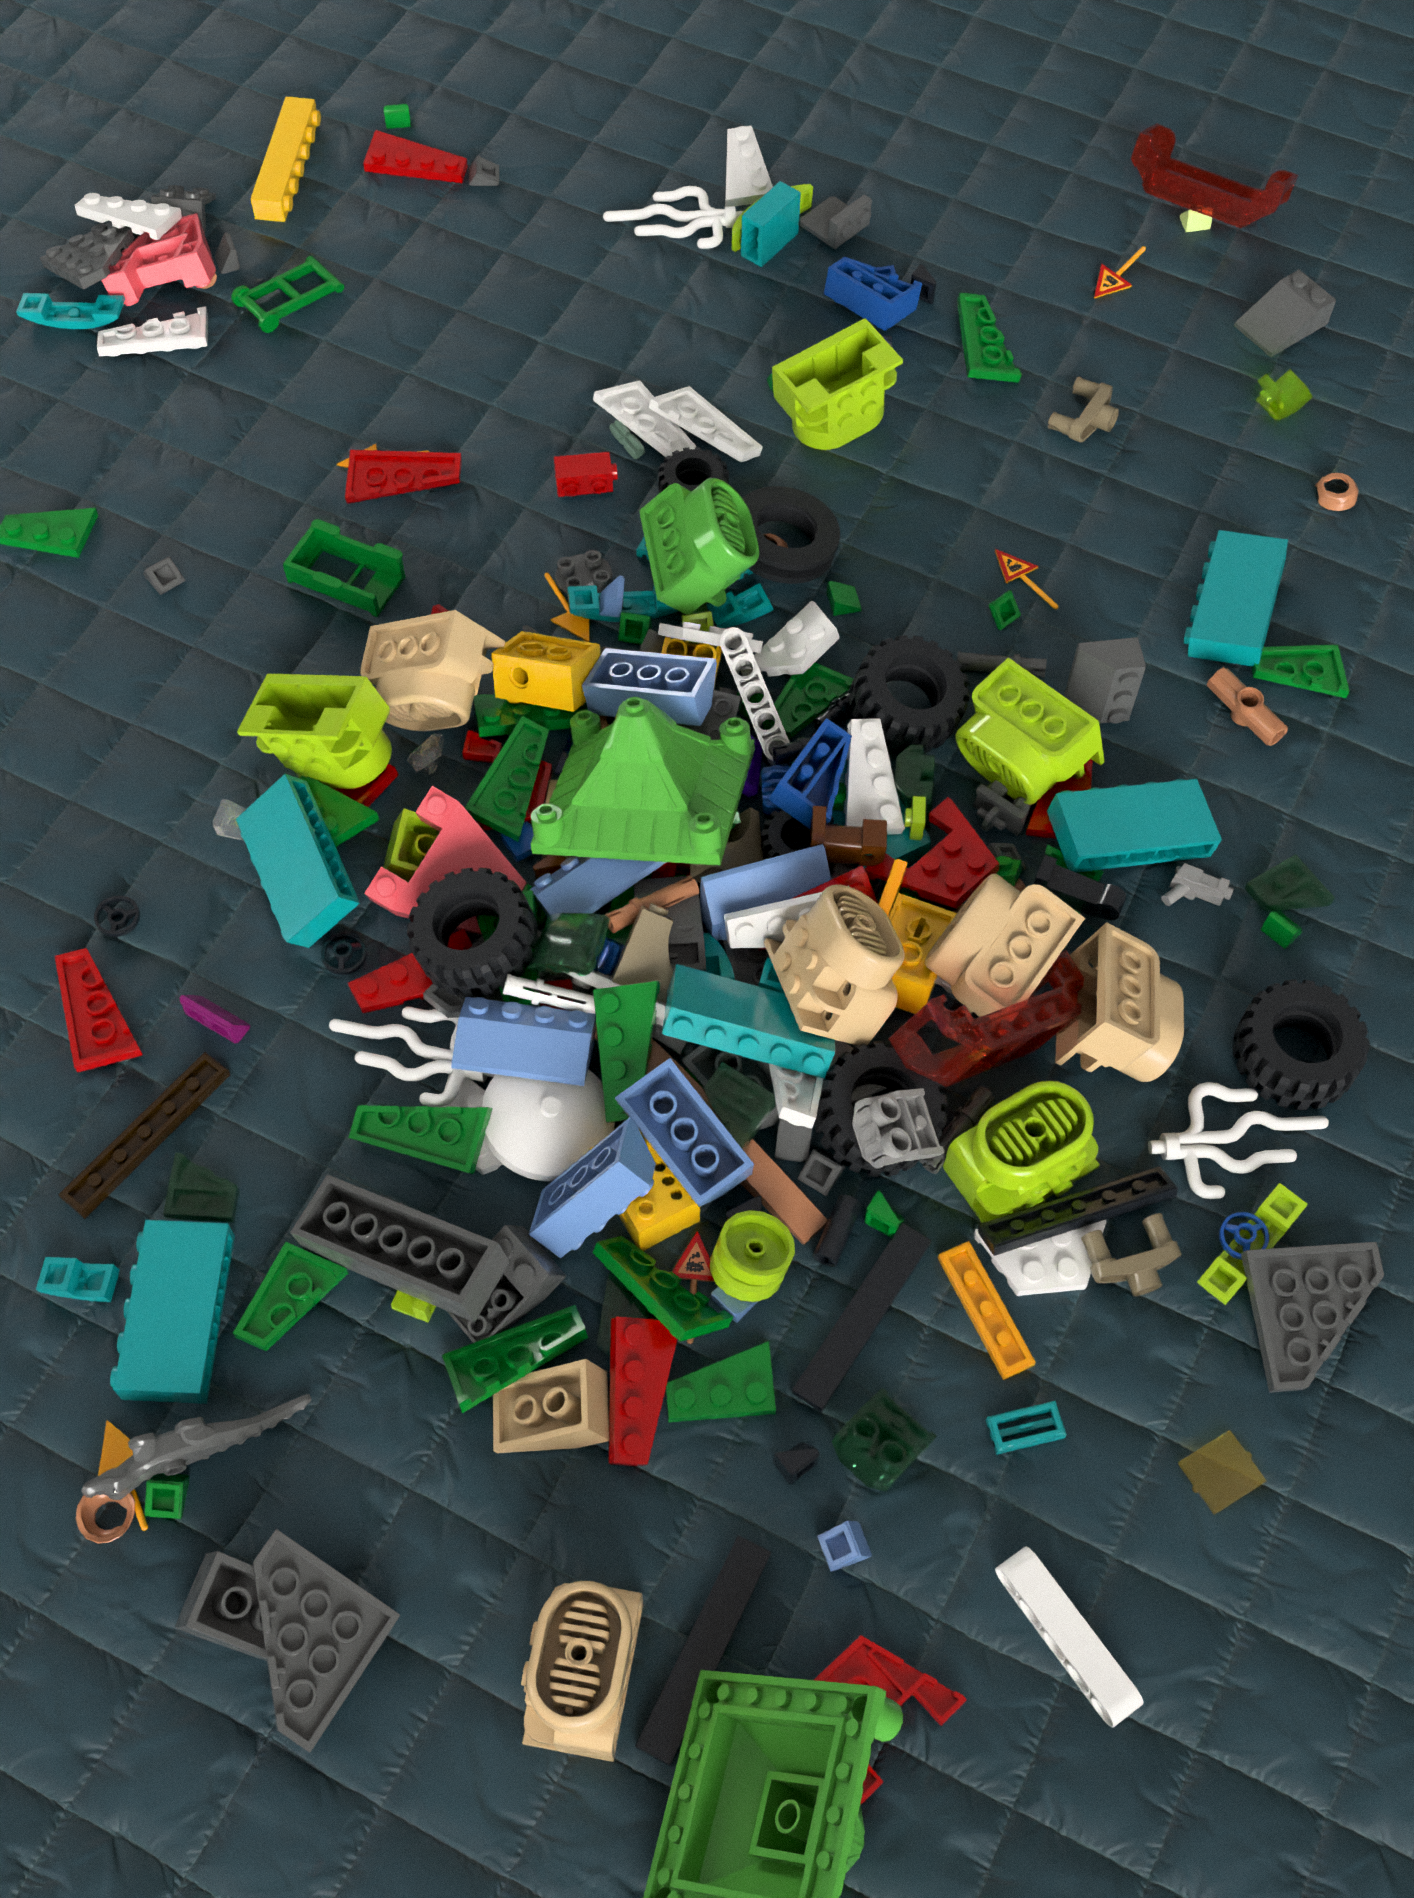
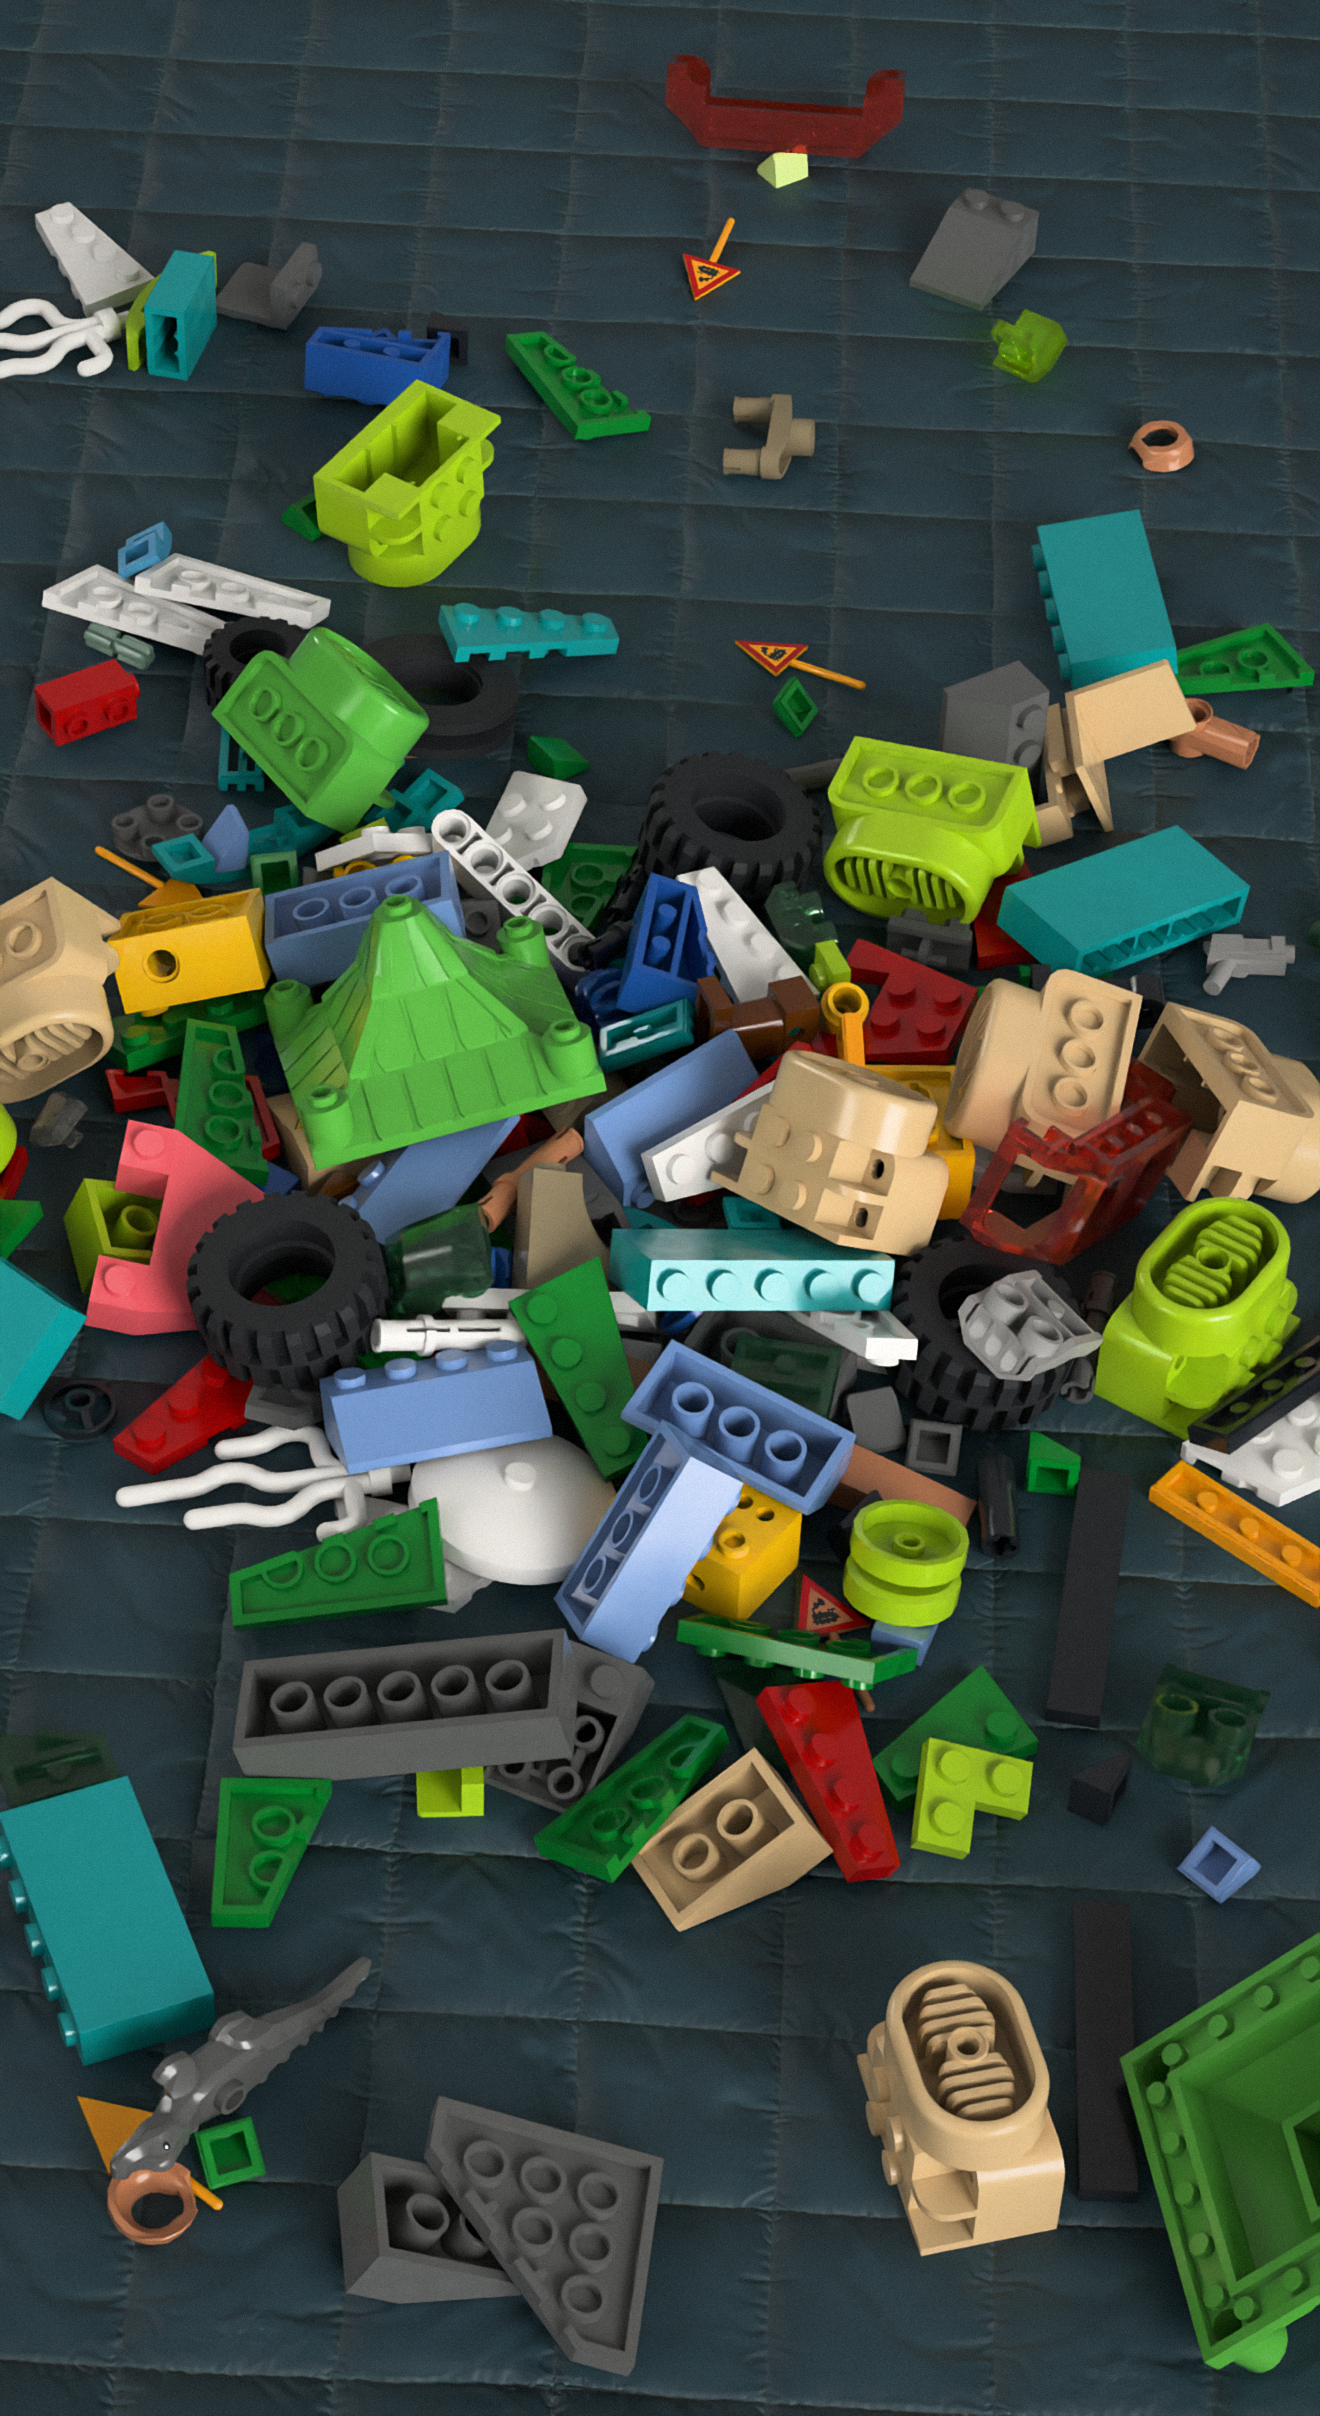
camera: 25 degrees left, 15 degrees down
(670, 381) = (144, 550): none -> dark azure slope
(705, 1423) = (956, 1783): none -> lime plate
(775, 829) = (646, 1036): none -> teal tile
(866, 508) = (533, 633): none -> teal wing
(907, 839) = (841, 999): none -> yellow brick
(1165, 696) = (1099, 725): none -> tan piece

